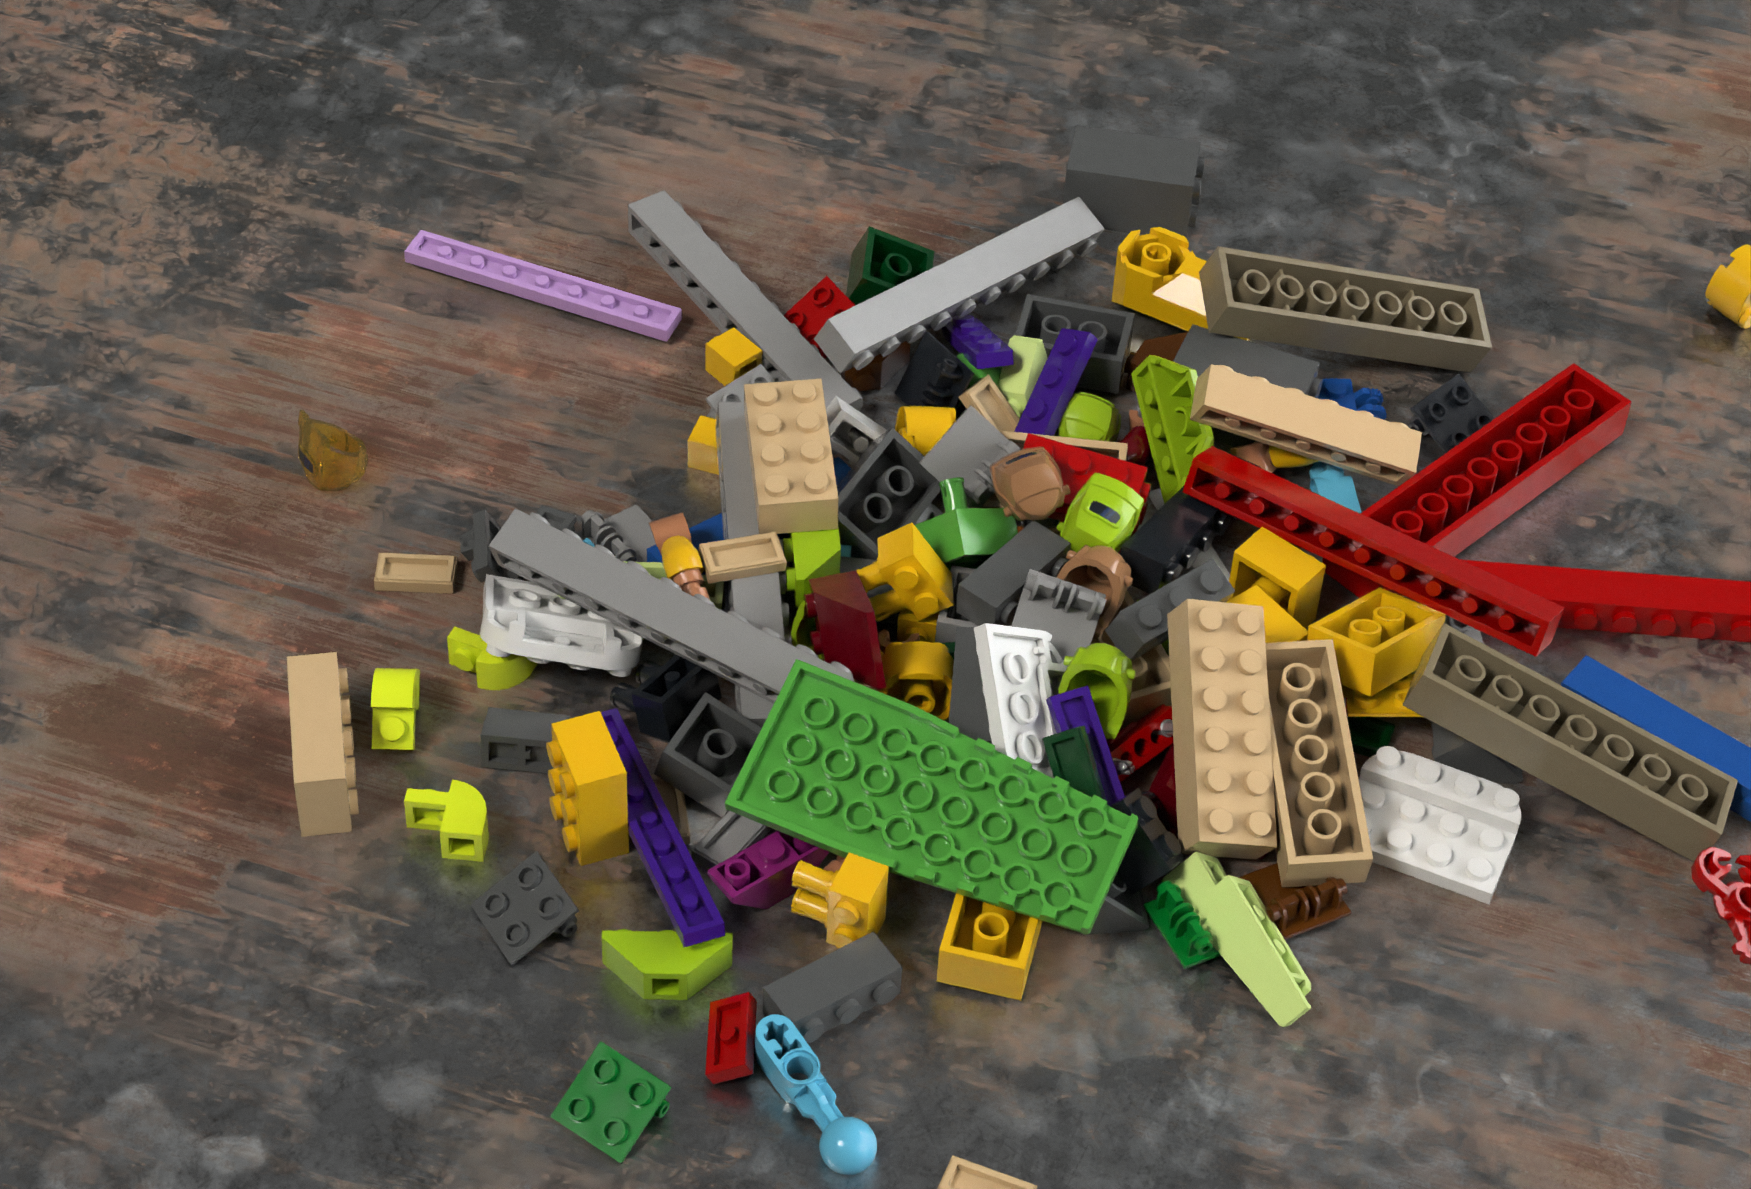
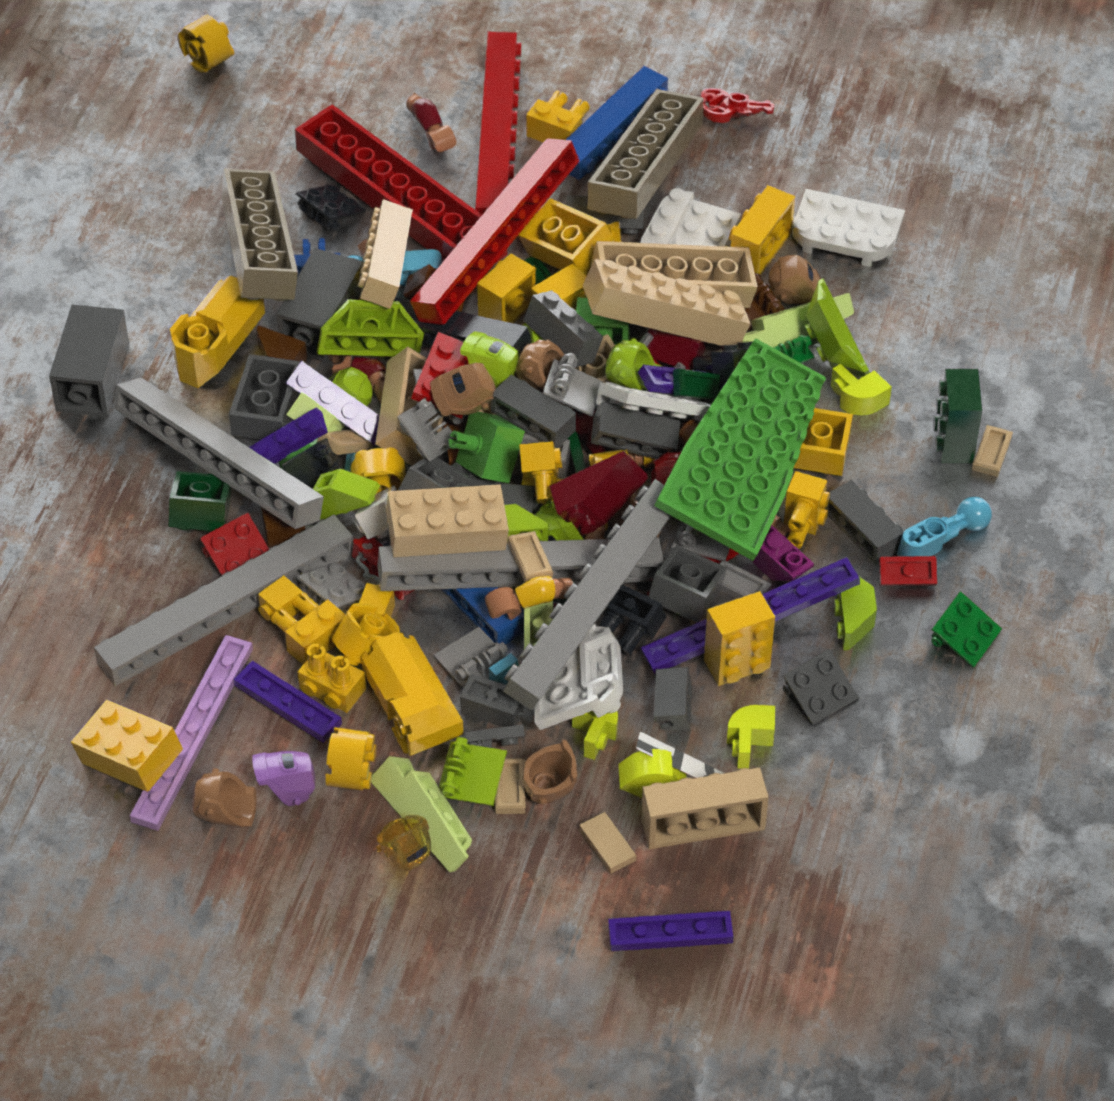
camera: 90 degrees left, 5 degrees up
(149, 713) = (670, 931): none -> dark purple plate
(276, 664) = (607, 842): none -> tan tile
(388, 489) = (418, 794): none -> yellowish green wedge
(397, 741) = (679, 759): none -> white sticker
(404, 593) = (550, 773): none -> medium nougat helmet
(425, 303) = (224, 800): none -> medium nougat helmet
(432, 522) = (472, 772): none -> lime hinge
(444, 345) = (287, 774): none -> medium lavender helmet
(461, 404) = (350, 759): none -> yellow brick
(513, 218) = (127, 745): none -> yellow brick
(551, 462) = (411, 694): none -> yellow brick
(574, 366) = (287, 701): none -> dark purple plate
(600, 397) = (331, 679): none -> yellow brick
(633, 416) = (360, 630): none -> yellow brick
(675, 385) = (316, 627): none -> yellow brick
(883, 391) = (344, 492): none -> lime slope
(1016, 1107) = (958, 416): none -> dark green brick
(1099, 1013) = (862, 395): none -> neon yellow brick
(1209, 968) = (832, 333): none -> lime wedge
(1341, 954) = (793, 280): none -> medium nougat helmet
(1430, 898) = (765, 226): none -> yellow brick
(1479, 1038) = (847, 226): none -> white plate
(1634, 517) = (428, 116): none -> piece
(1664, 655) = (551, 121): none -> yellow brick

